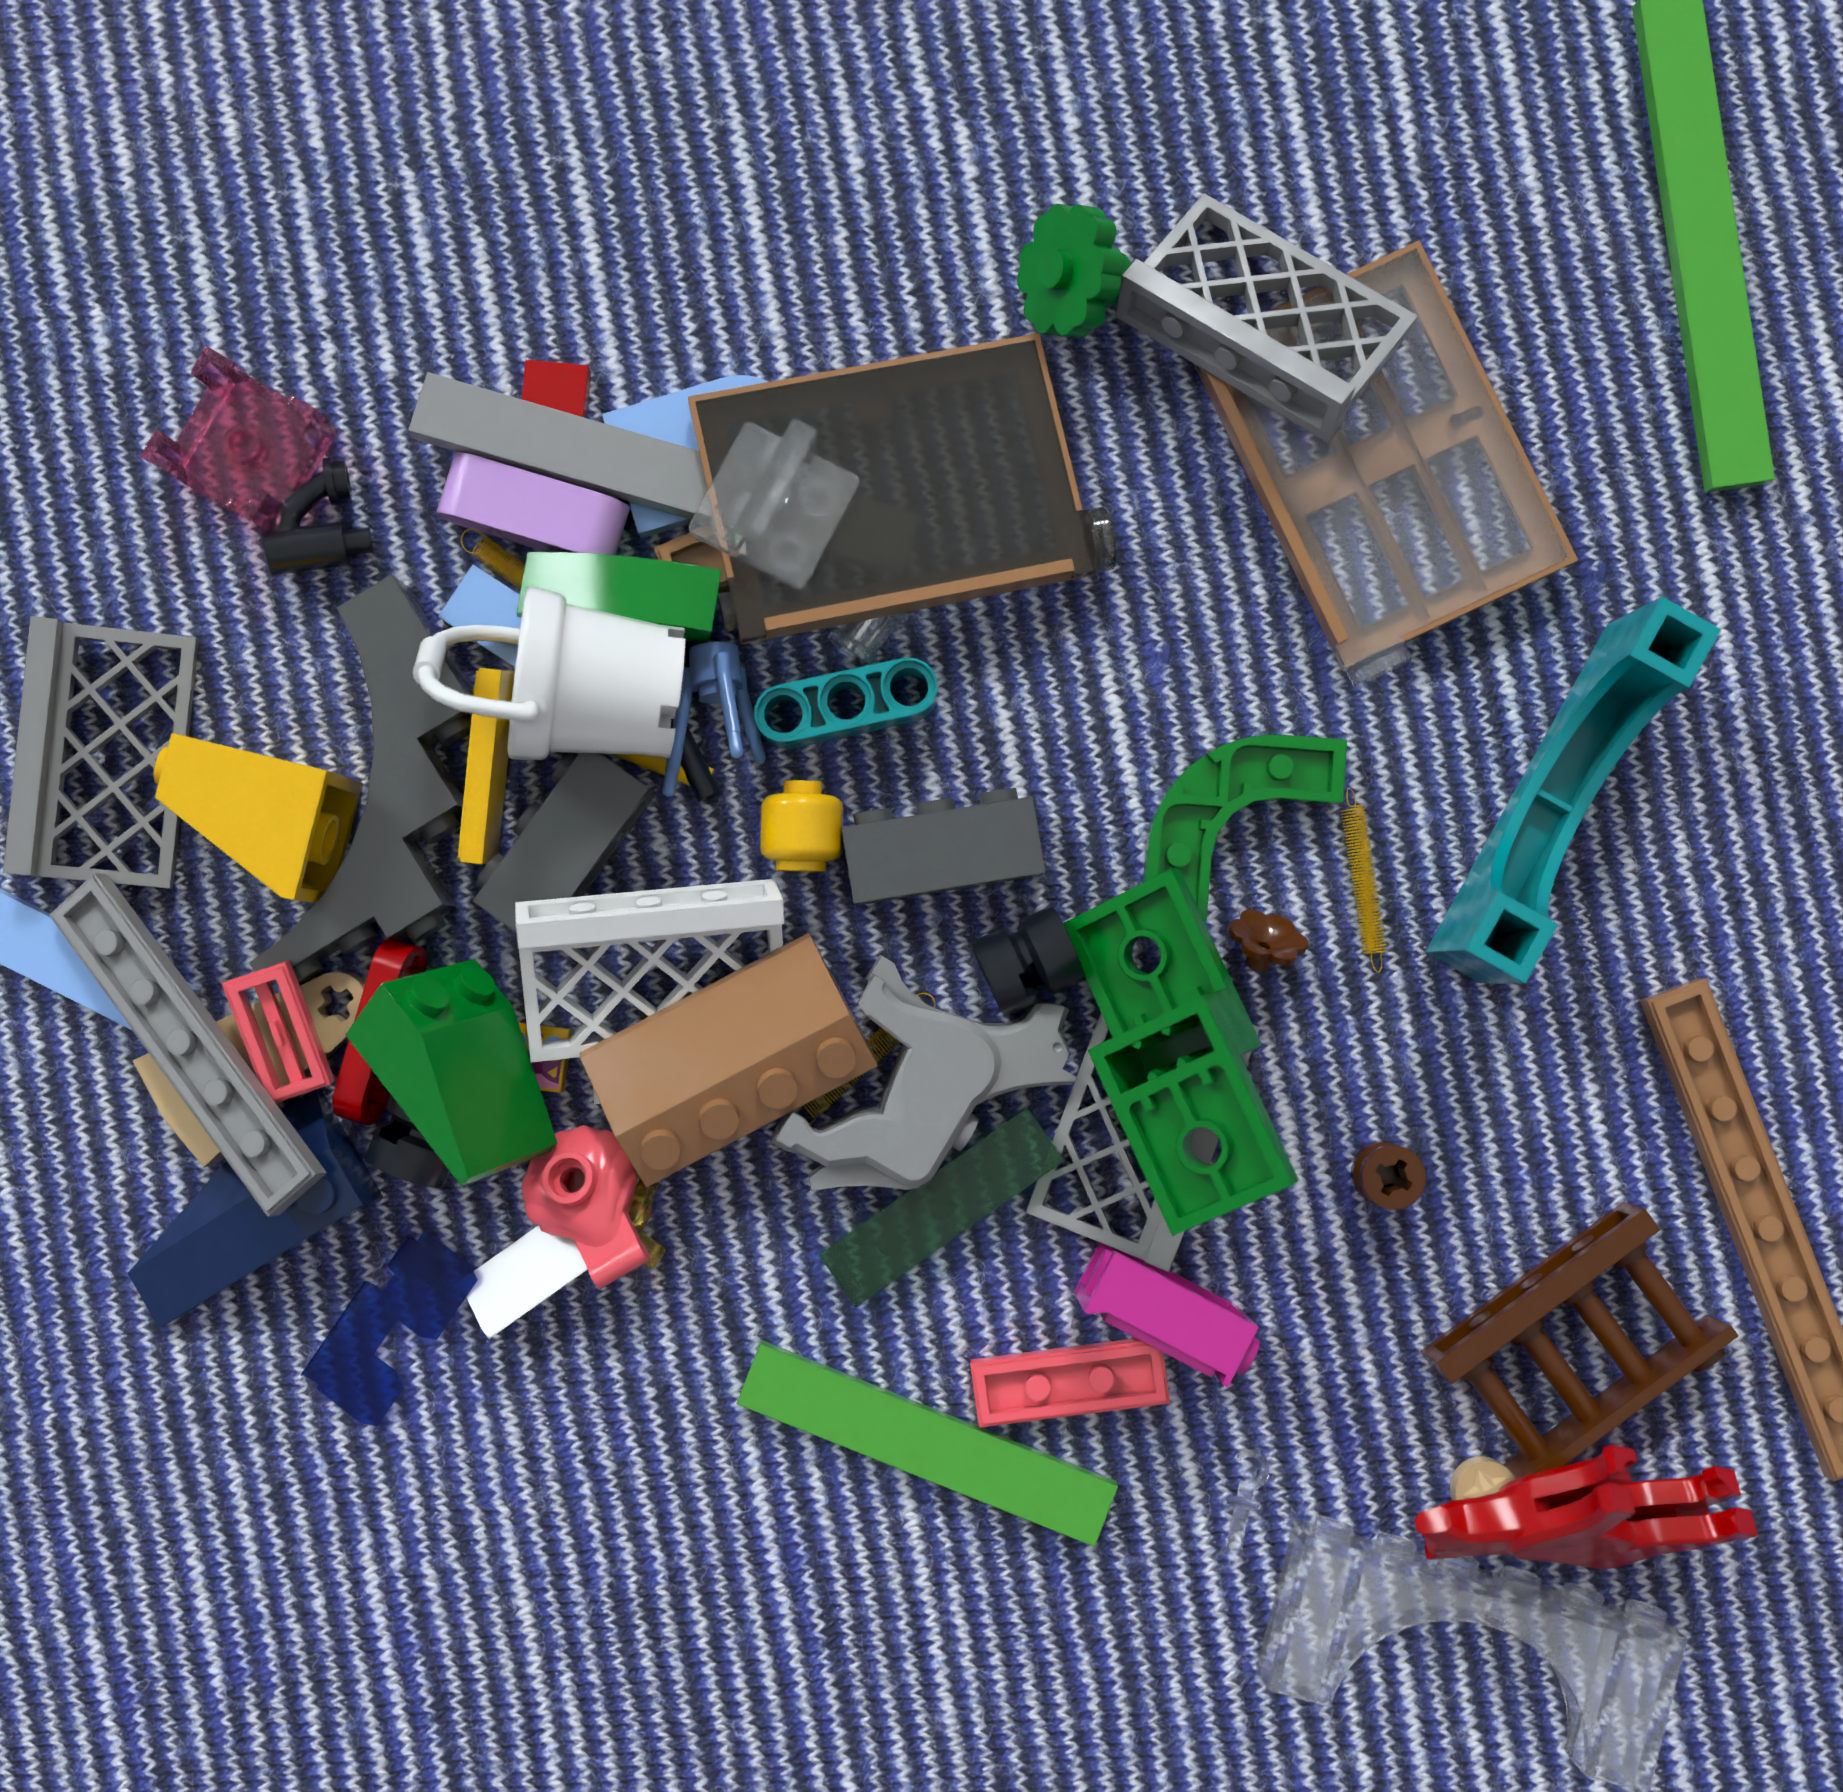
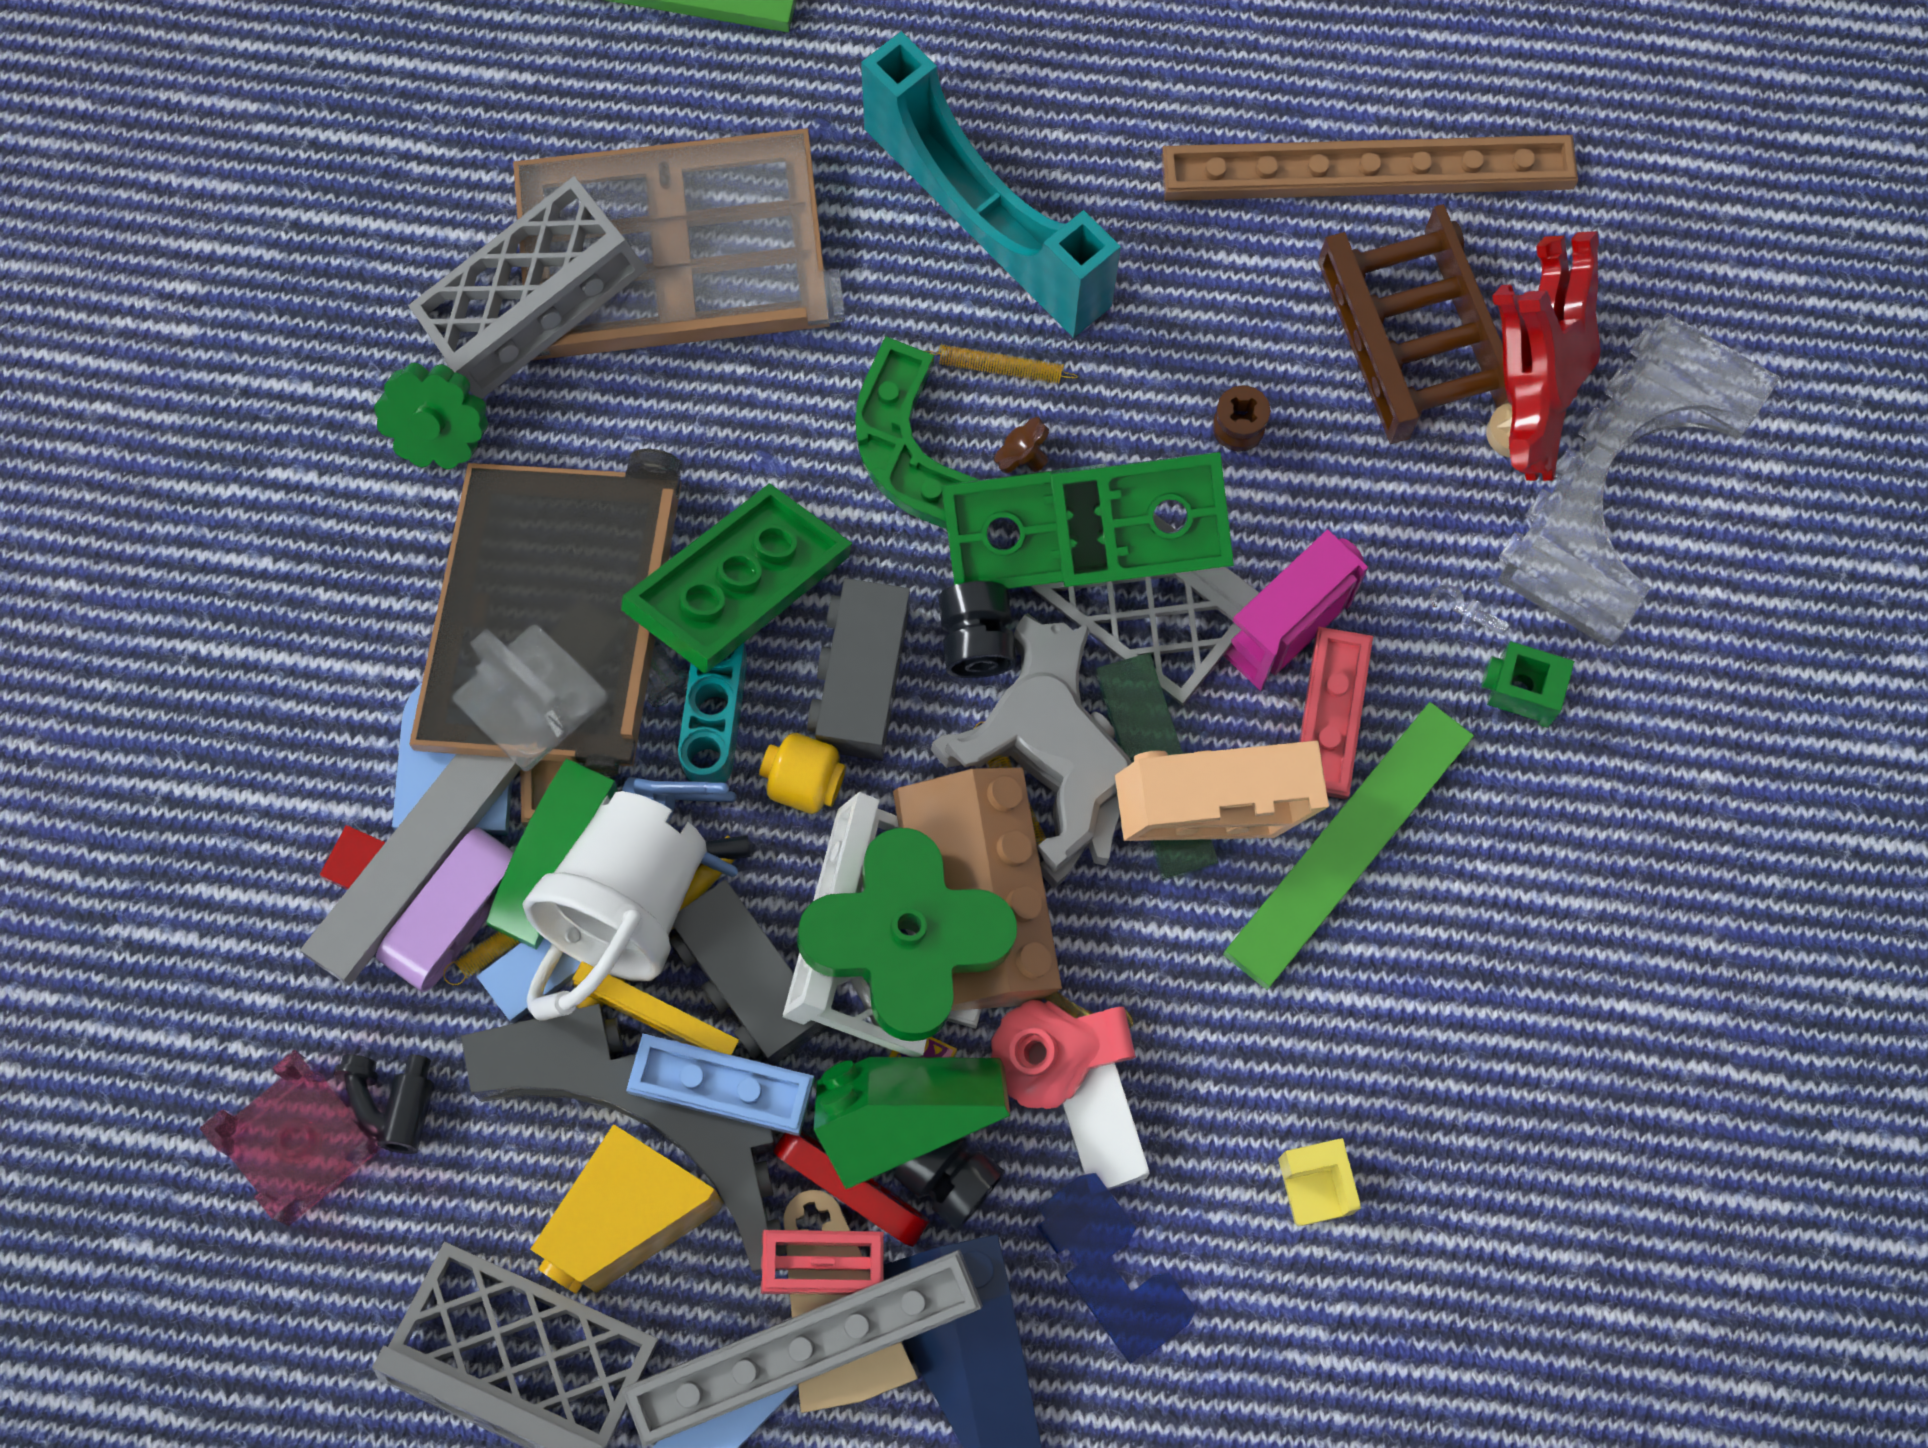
camera: 70 degrees left, 15 degrees down
(424, 863) = (720, 1084): none -> light blue tile
(545, 1517) = (1319, 1182): none -> light yellow panel
(580, 1025) = (906, 972): none -> green plant
(919, 1292) = (1221, 792): none -> light nougat wedge
(990, 677) = (736, 577): none -> green plate
(1179, 1613) = (1540, 671): none -> green brick

